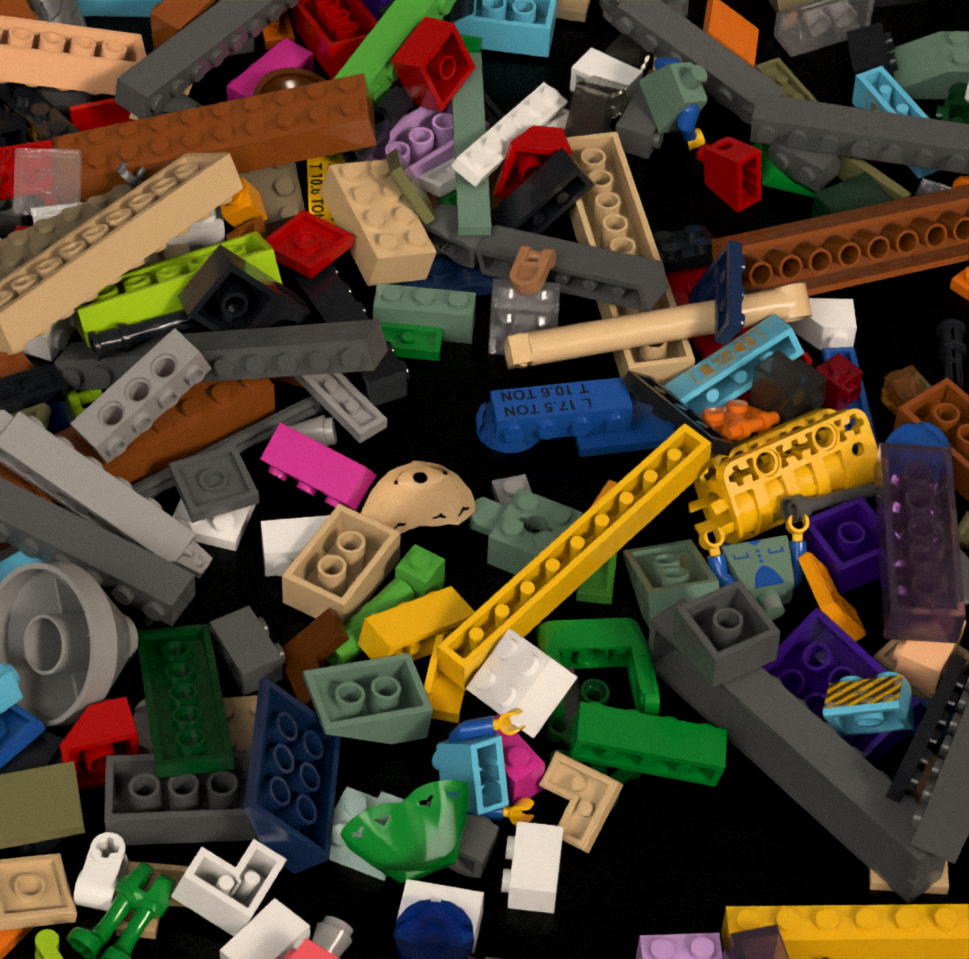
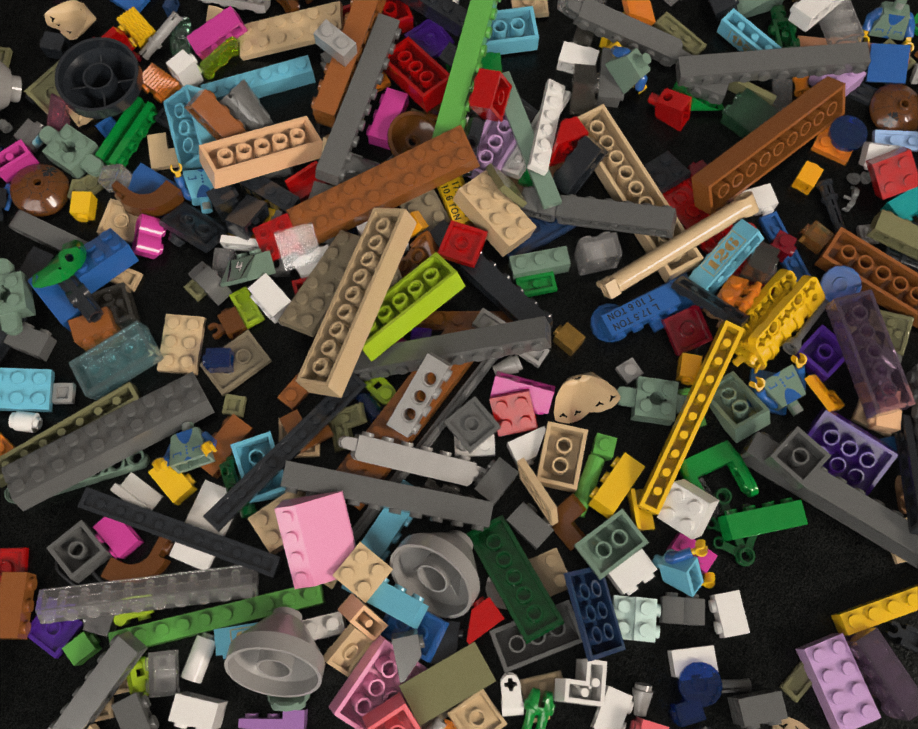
camera: 15 degrees left, 25 degrees up
(124, 336) = (391, 351): black pin -> none
(129, 177) = (351, 229): dark grey piece -> none
(223, 576) = (496, 480): none -> dark grey brick
(238, 296) = (448, 309): black brick -> none
(277, 592) = (537, 492): none -> tan tile
(290, 485) = (514, 412): none -> plate
(391, 760) = (632, 572): none -> white brick
(415, 836) = (668, 626): green piece -> none
(429, 422) = (568, 338): none -> pearl gold brick
(531, 269) = (600, 236): medium nougat plate -> none
(589, 798) = (744, 564): tan tile -> none
(624, 448) = (687, 329): none -> dark red plate
(724, 285) = (710, 204): dark blue plate -> none
(869, 705) = (876, 468): medium azure slope -> none
(923, 313) = (807, 177): none -> light orange brick

